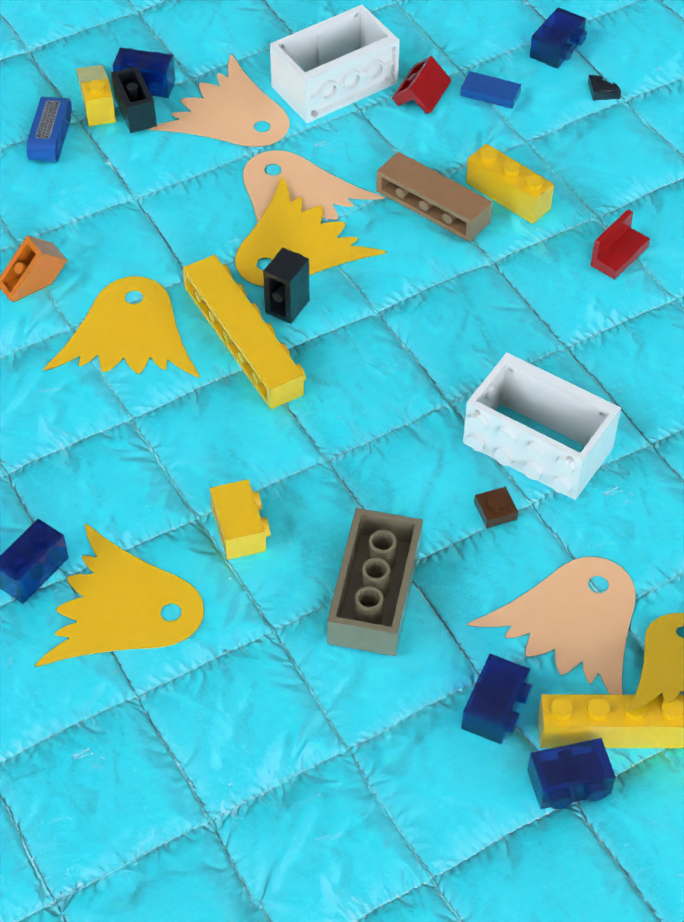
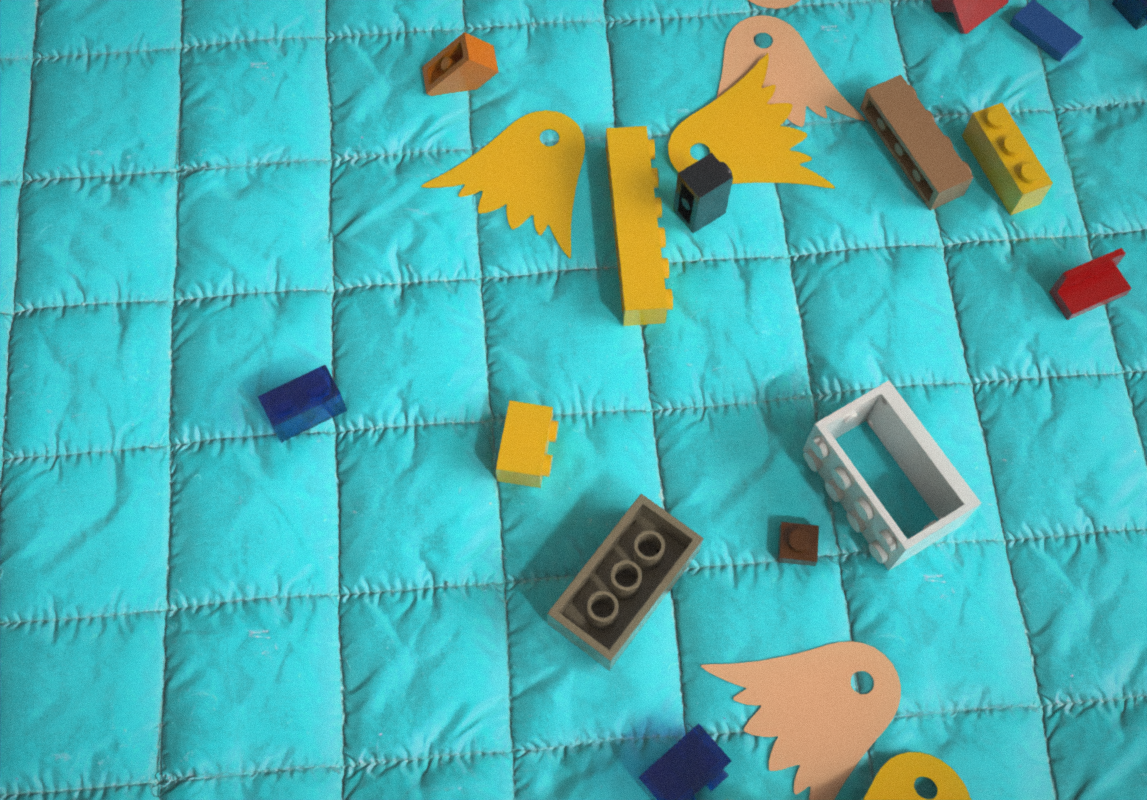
camera: 25 degrees right, 15 degrees up
(123, 605) = (374, 487): yellow piece -> none

